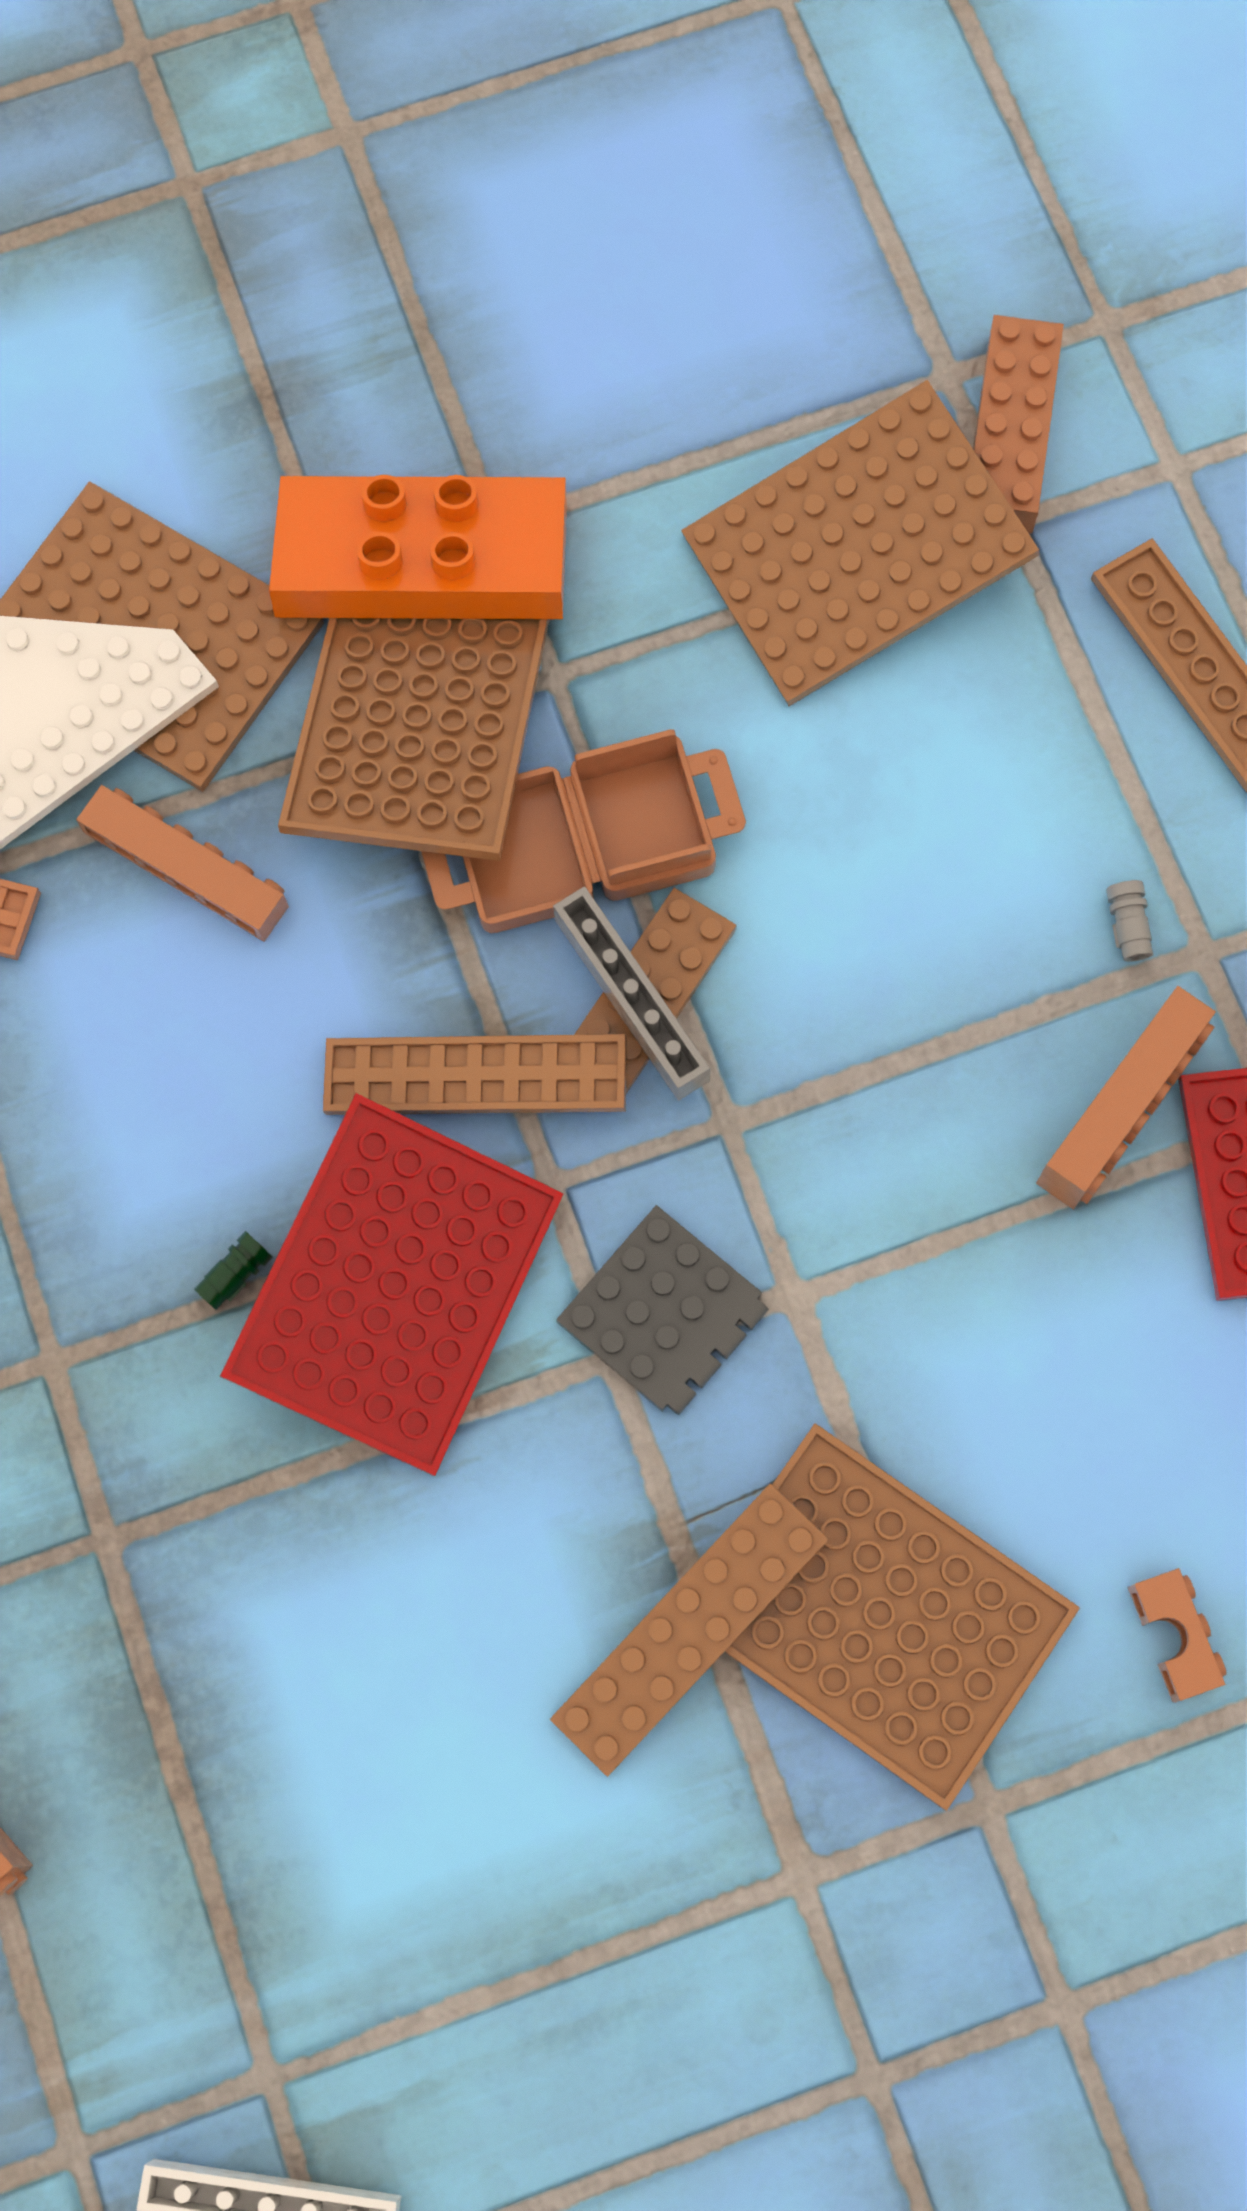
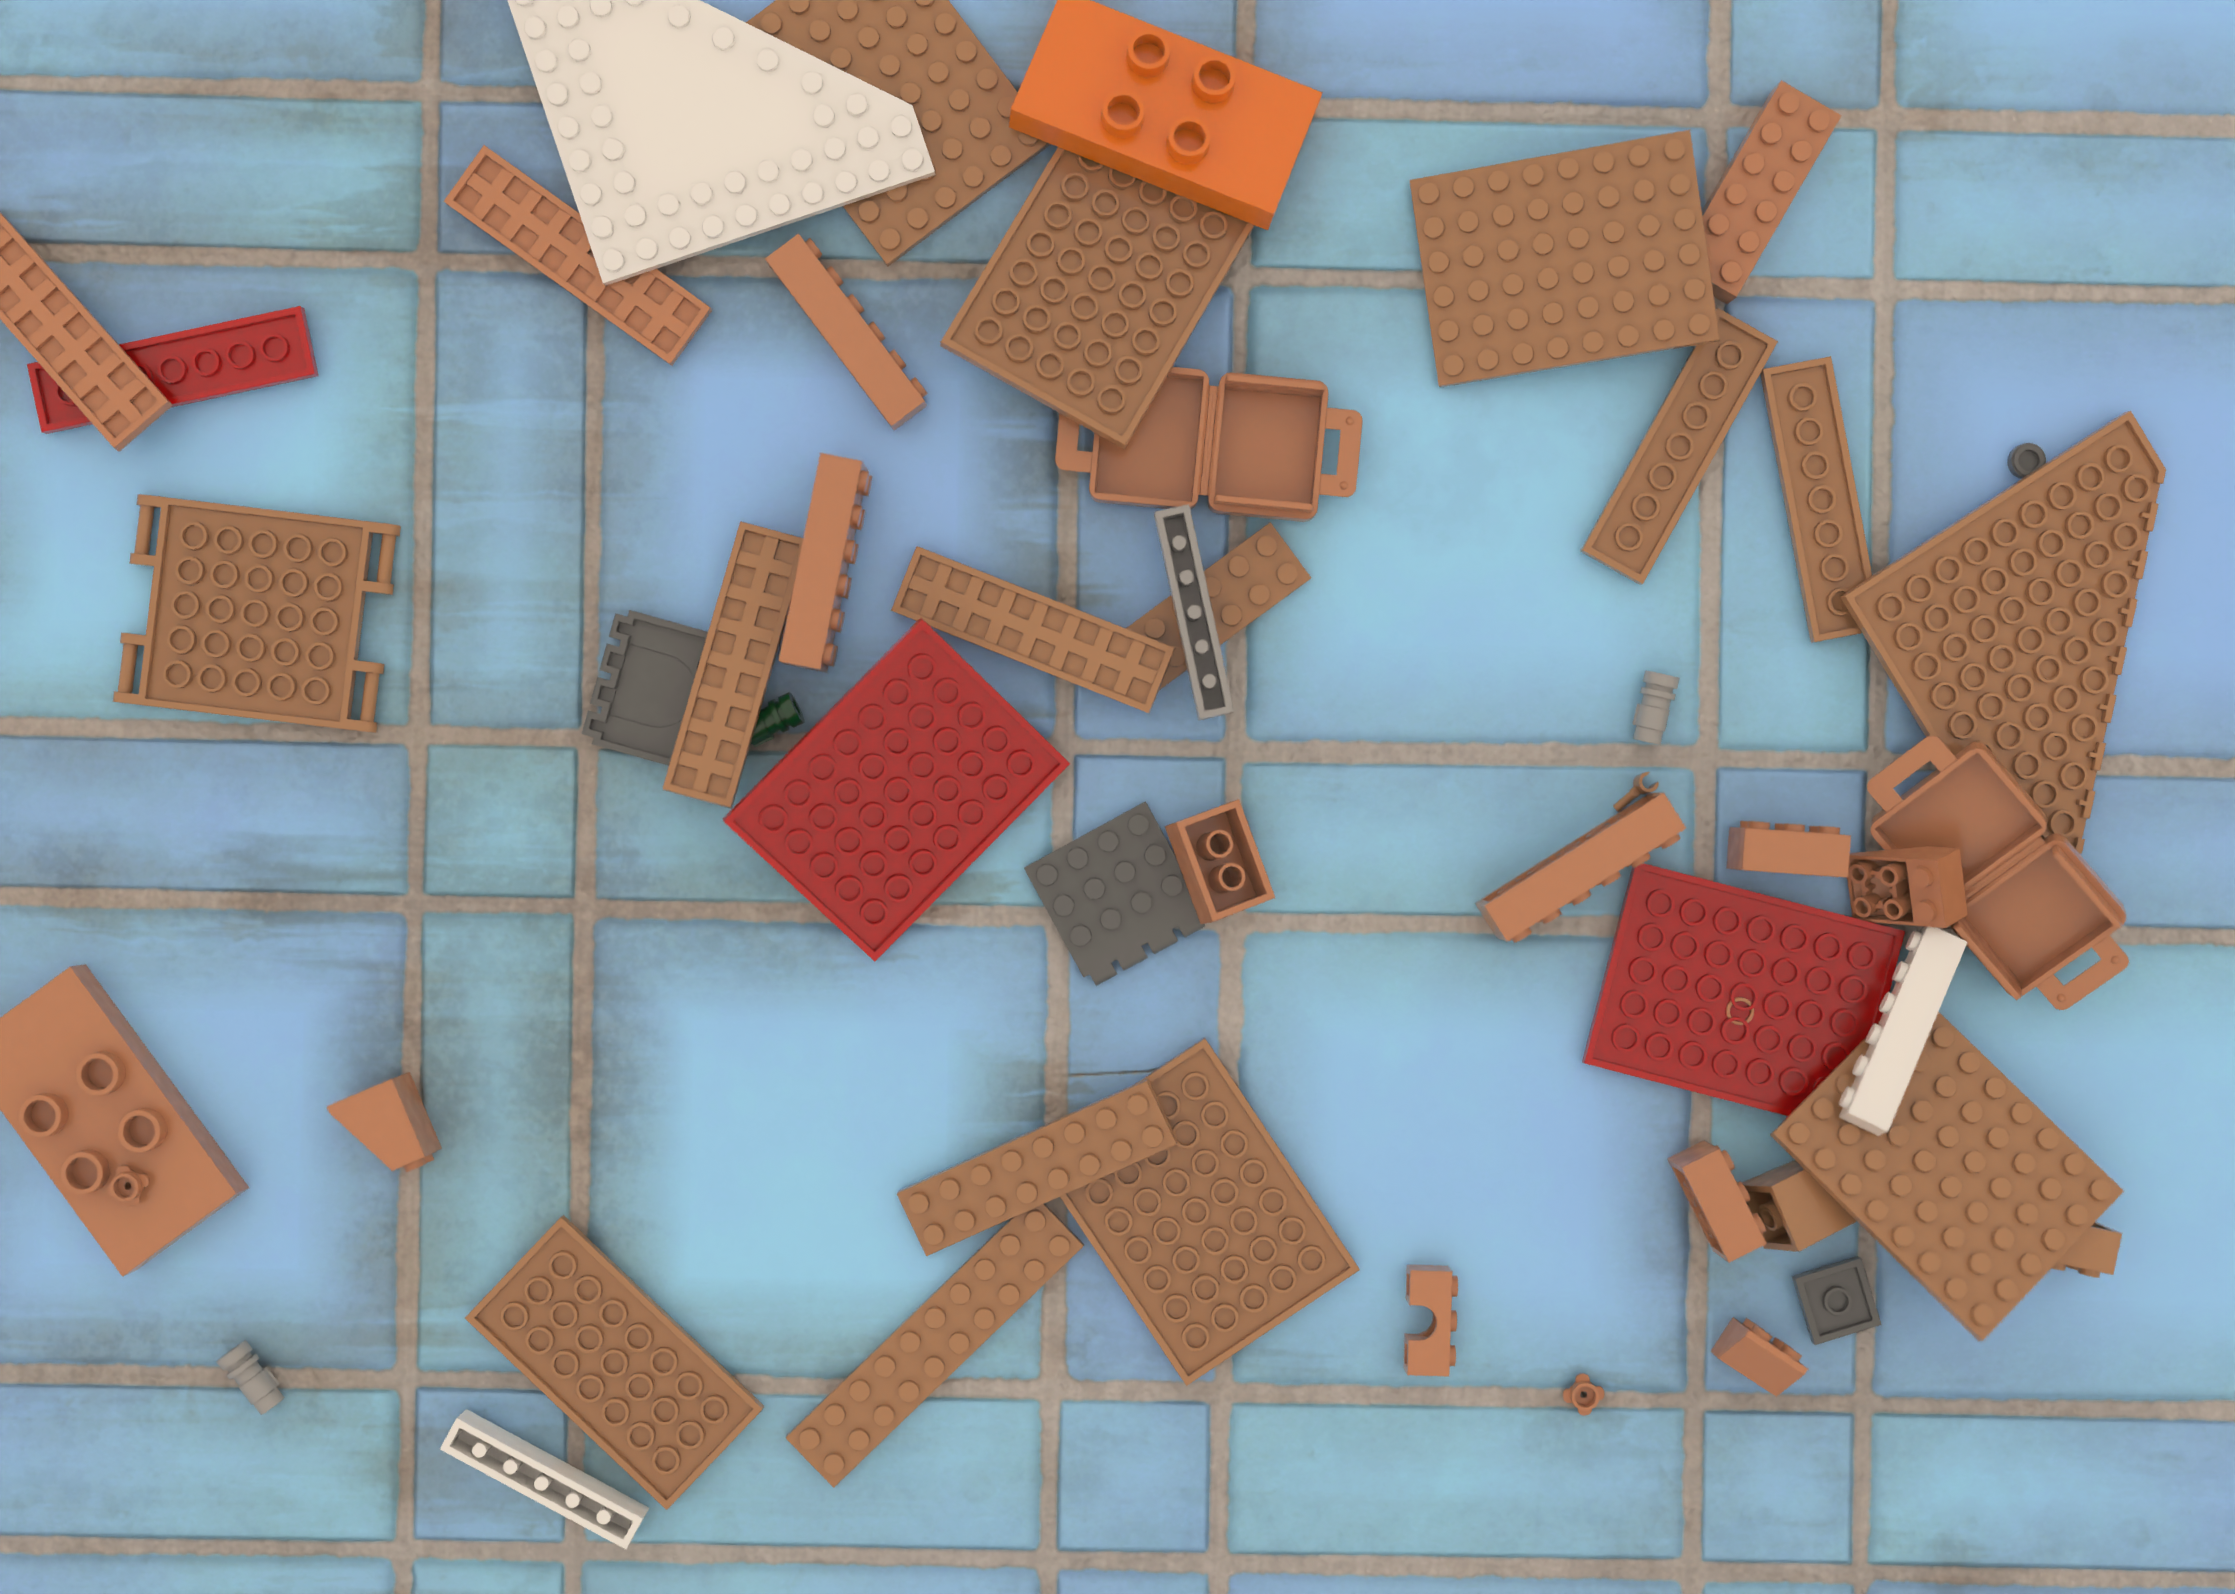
camera: 25 degrees right, 15 degrees up
(119, 1281) = (646, 687): none -> dark grey hinge
(180, 1223) = (735, 666): none -> medium nougat plate
(238, 1088) = (824, 563): none -> nougat brick
(305, 2036) = (614, 1362): none -> medium nougat plate
(650, 1876) = (933, 1342): none -> medium nougat plate
(756, 1231) = (1220, 862): none -> nougat brick
(1044, 677) = (1678, 448): none -> medium nougat plate
(1150, 1007) = (1634, 792): none -> medium nougat hand

